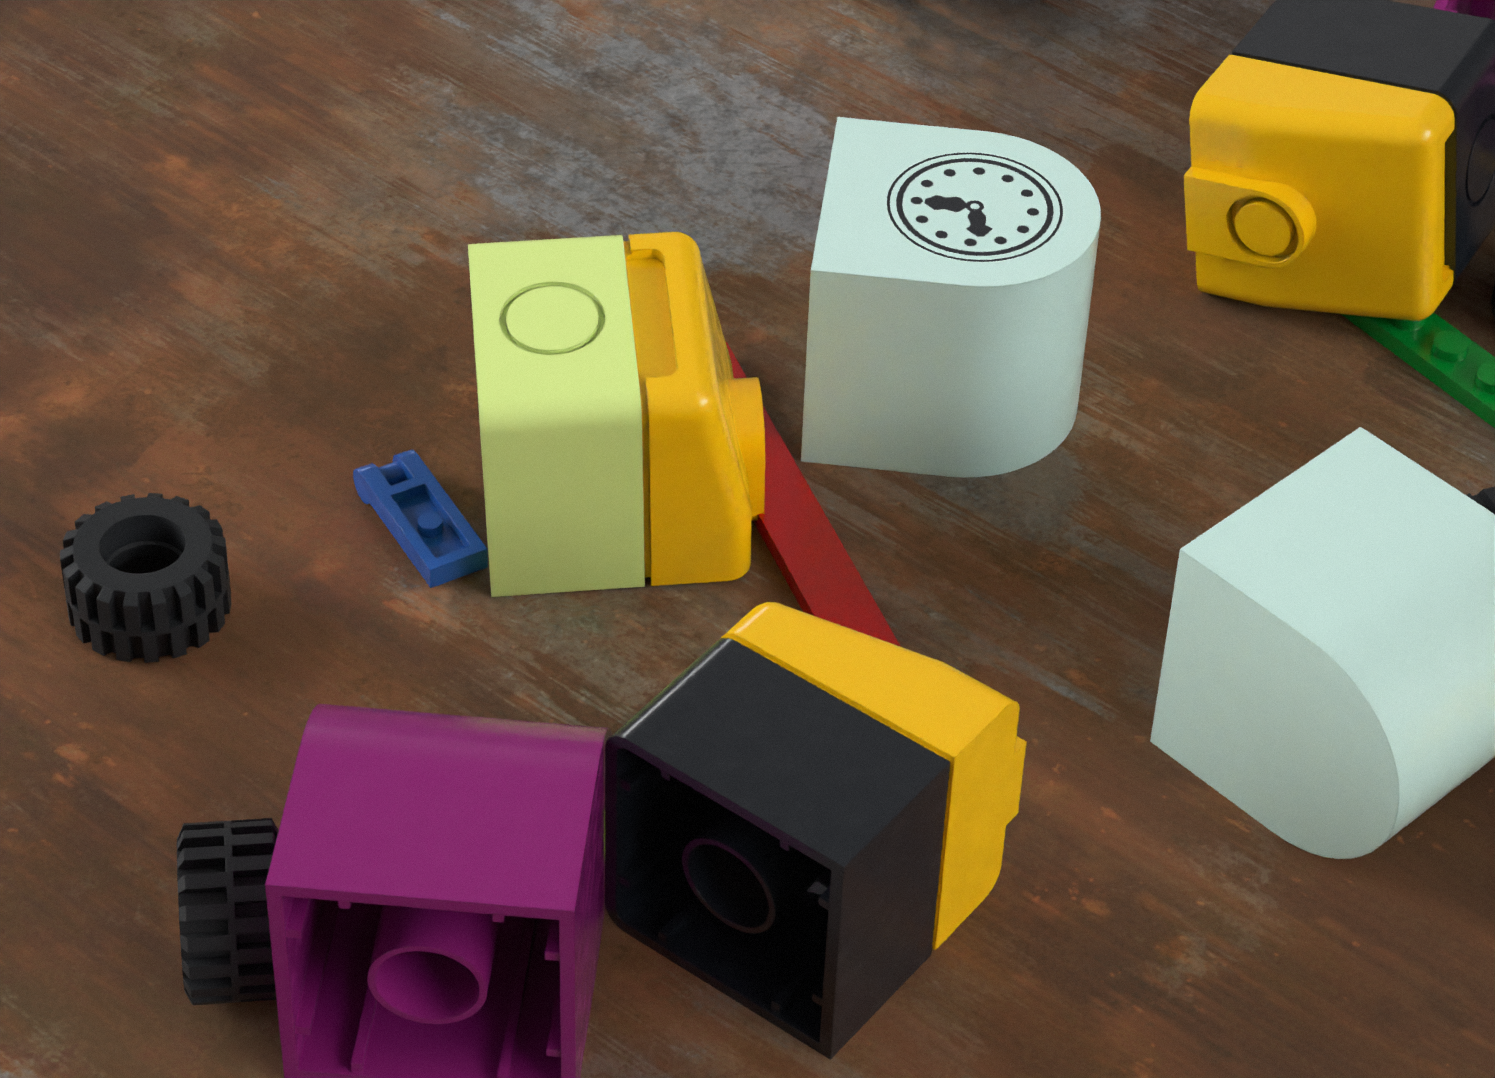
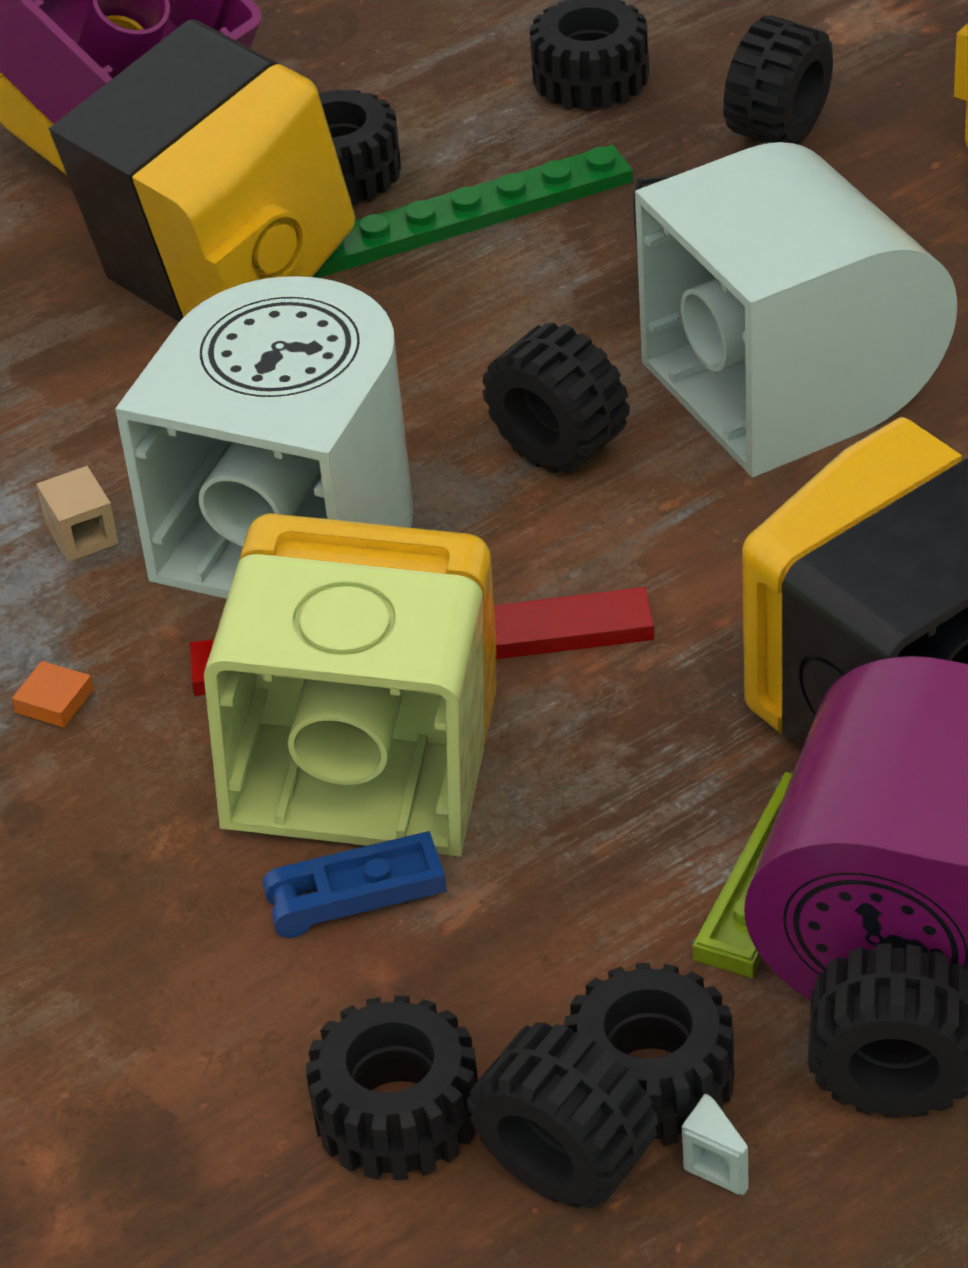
camera: 70 degrees left, 0 degrees up
(92, 678) = (562, 1115): none -> black tyre
(112, 820) = (714, 1147): none -> light aqua slope
(209, 745) = (665, 1013): none -> black tyre
(1145, 511) = (555, 397): none -> black tyre

